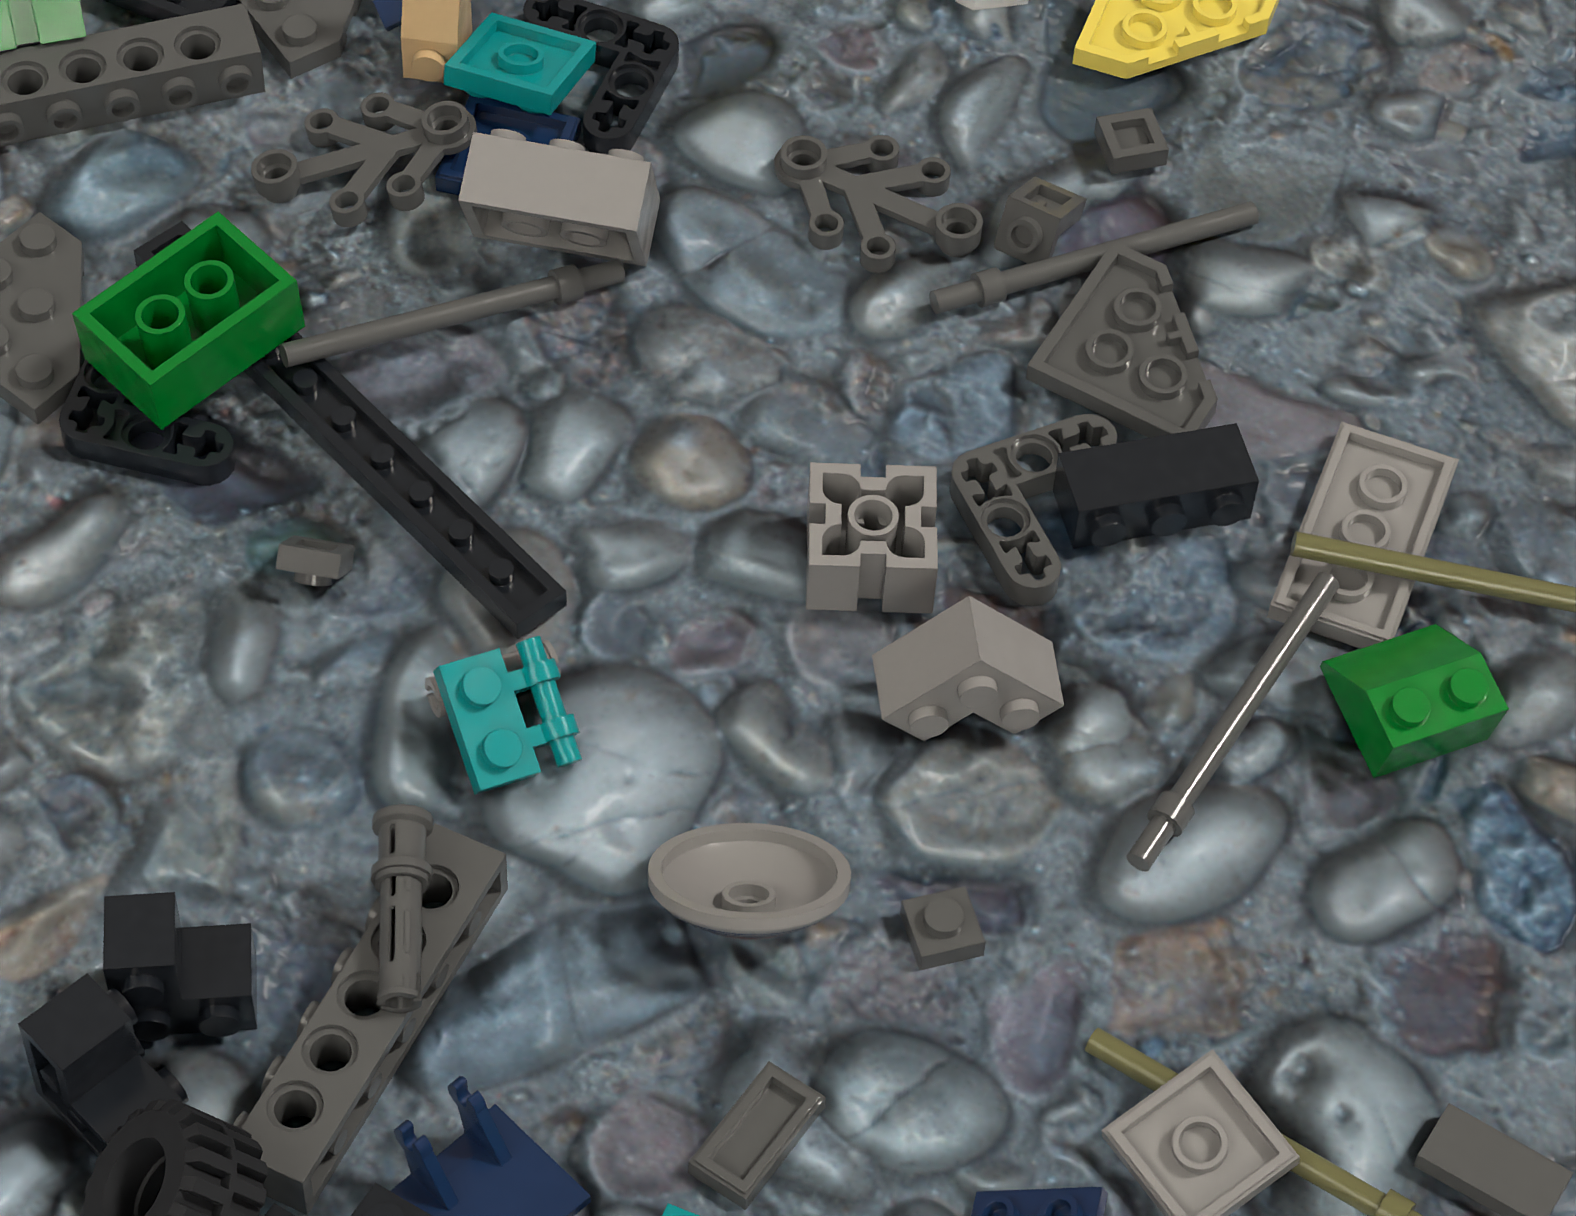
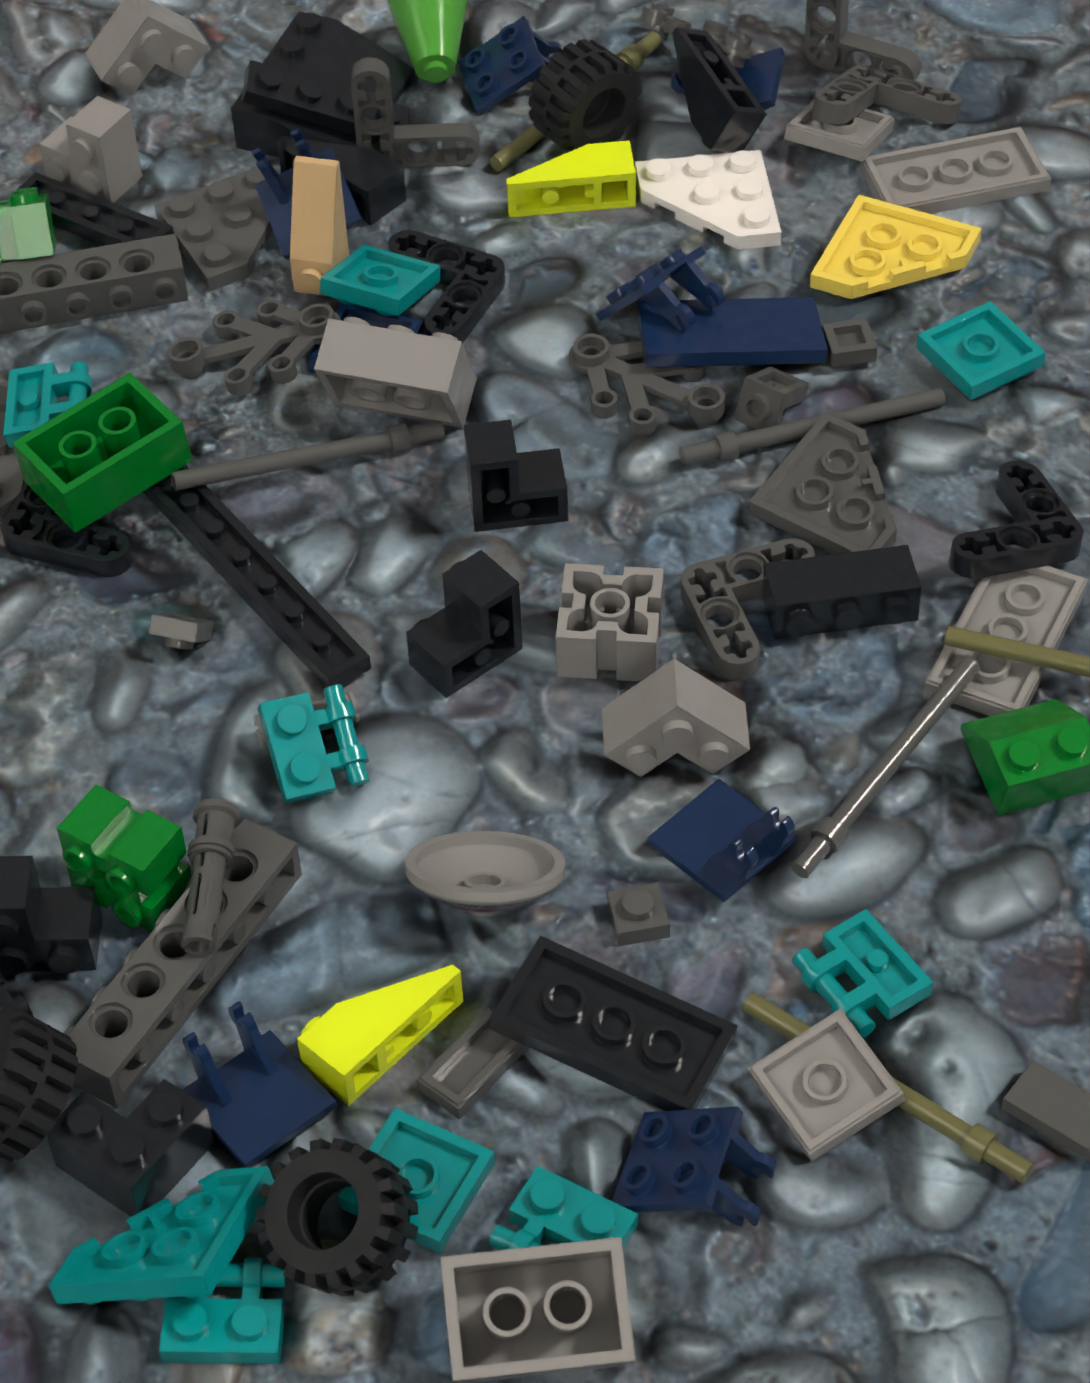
camera: 10 degrees right, 5 degrees down
(83, 244) = (34, 395): none -> teal plate
(288, 883) = (124, 856): none -> green brick
(626, 1102) = (373, 1031): none -> neon yellow slope
(697, 550) = (473, 630): none -> black brick
(721, 349) = (511, 486): none -> black brick
(876, 72) = (651, 288): none -> dark blue plate
(930, 1083) = (613, 1027): none -> black plate
(980, 129) = (736, 334): none -> dark blue tile
(1038, 824) = (723, 839): none -> dark blue plate
(1243, 983) = (874, 963): none -> teal plate
(1297, 149) = (980, 350): none -> teal plate
(1406, 403) = (1046, 536): none -> black beam

